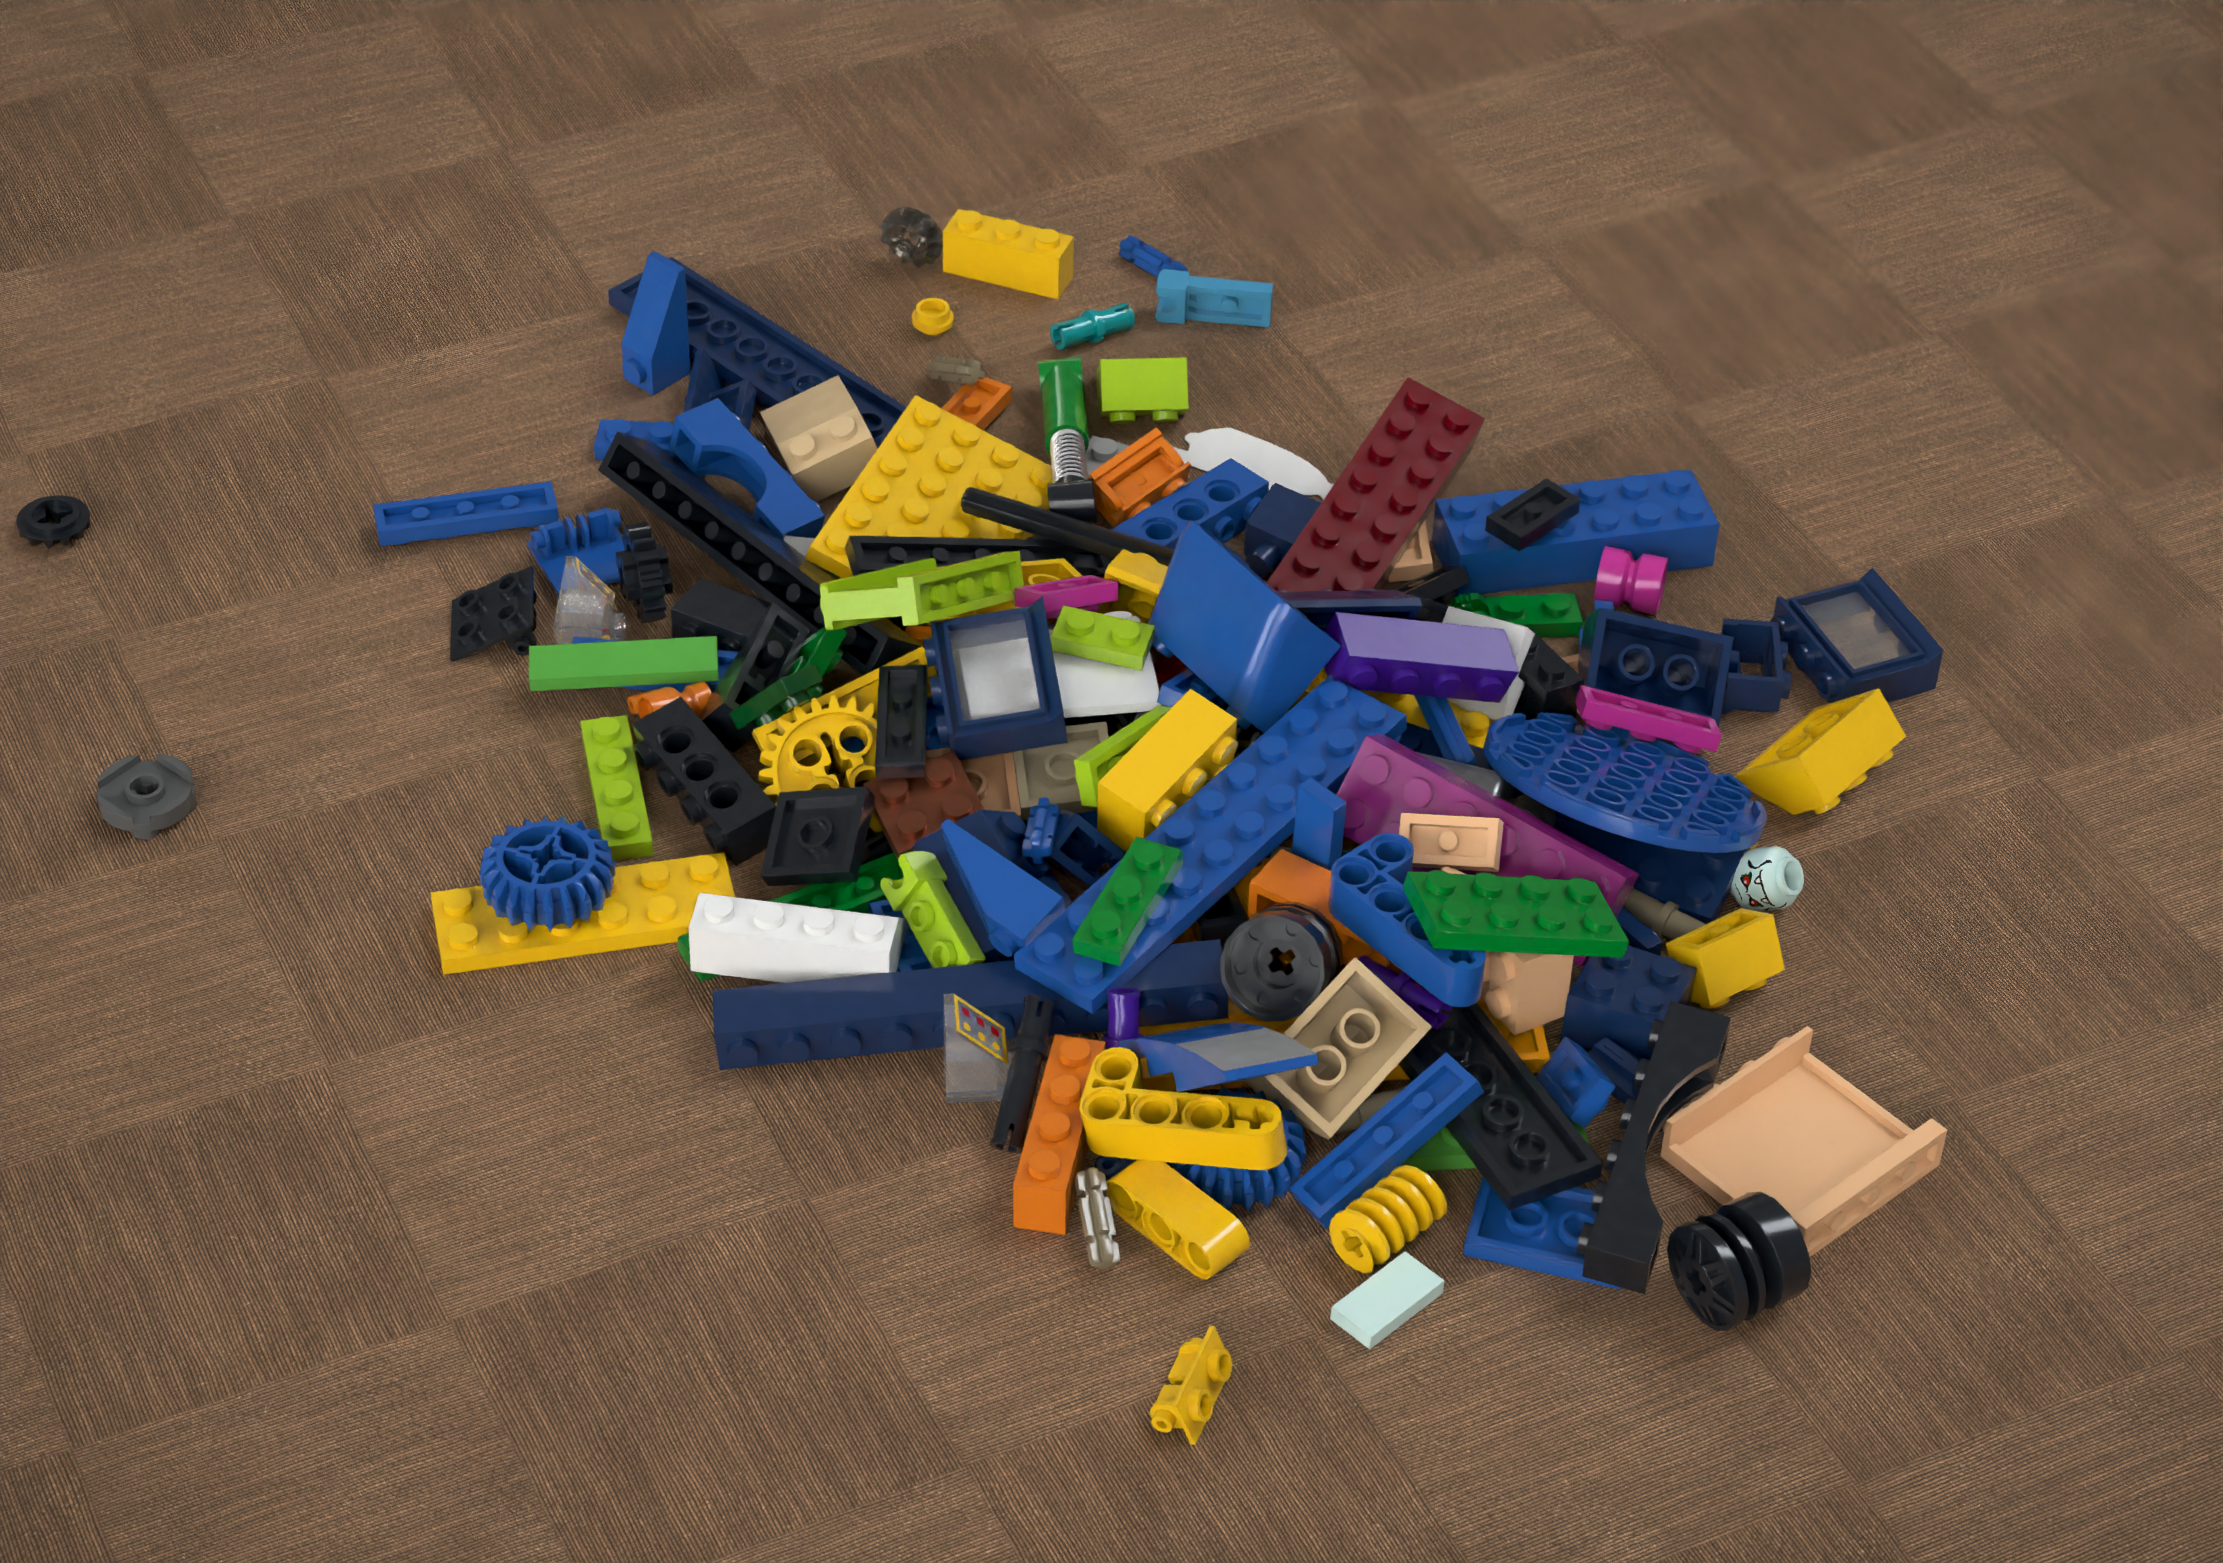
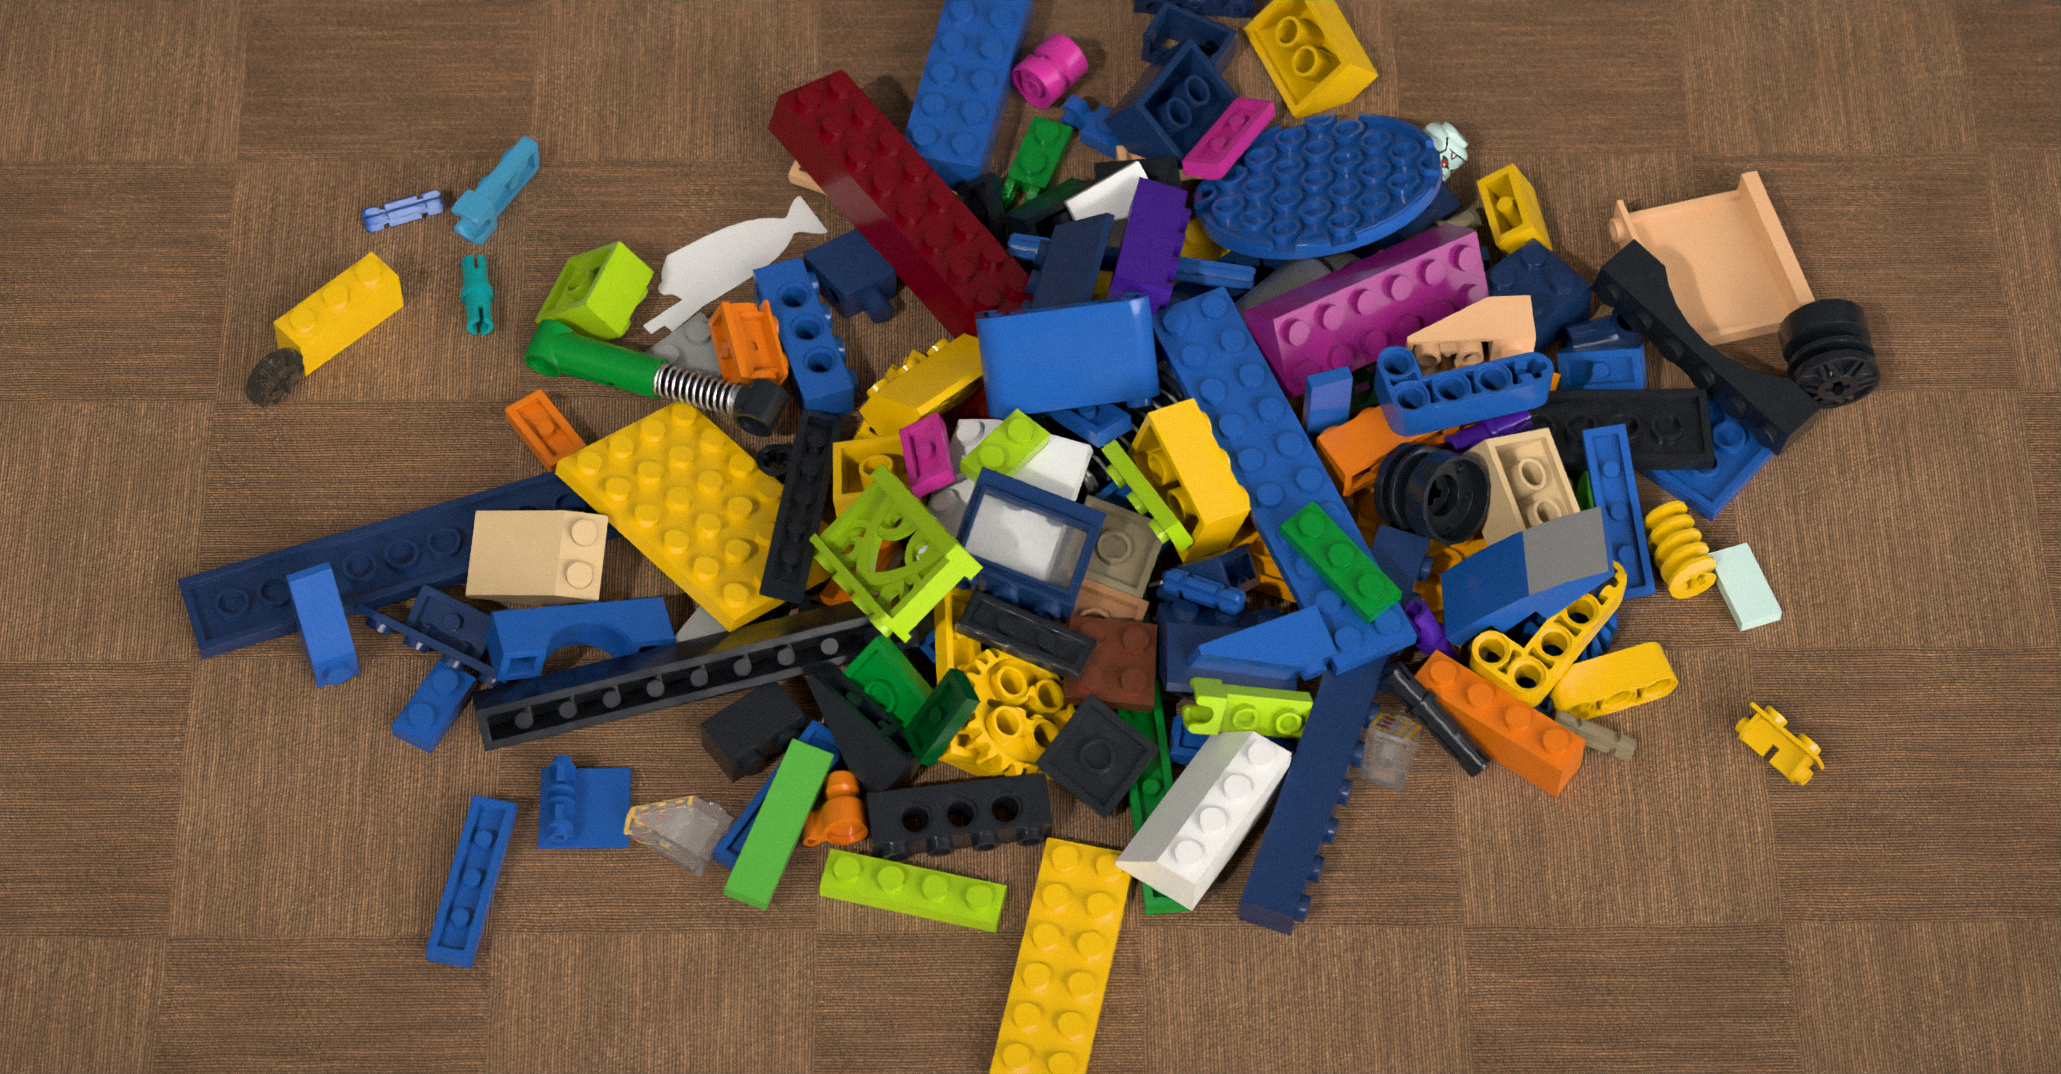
camera: 65 degrees left, 15 degrees up
(495, 614) = (637, 906): black hinge -> none
(547, 873) = (1044, 995): blue gear -> none
(644, 572) = (671, 763): black gear -> none
(932, 316) = (386, 410): yellow plate -> none
(955, 370) = (494, 421): dark tan axle -> none
(1058, 526) = (812, 415): black axle -> none
(1453, 841) = (1388, 321): light nougat plate -> none
(1514, 914) = (1501, 317): green plate -> none
(1532, 514) = (981, 94): black plate -> none

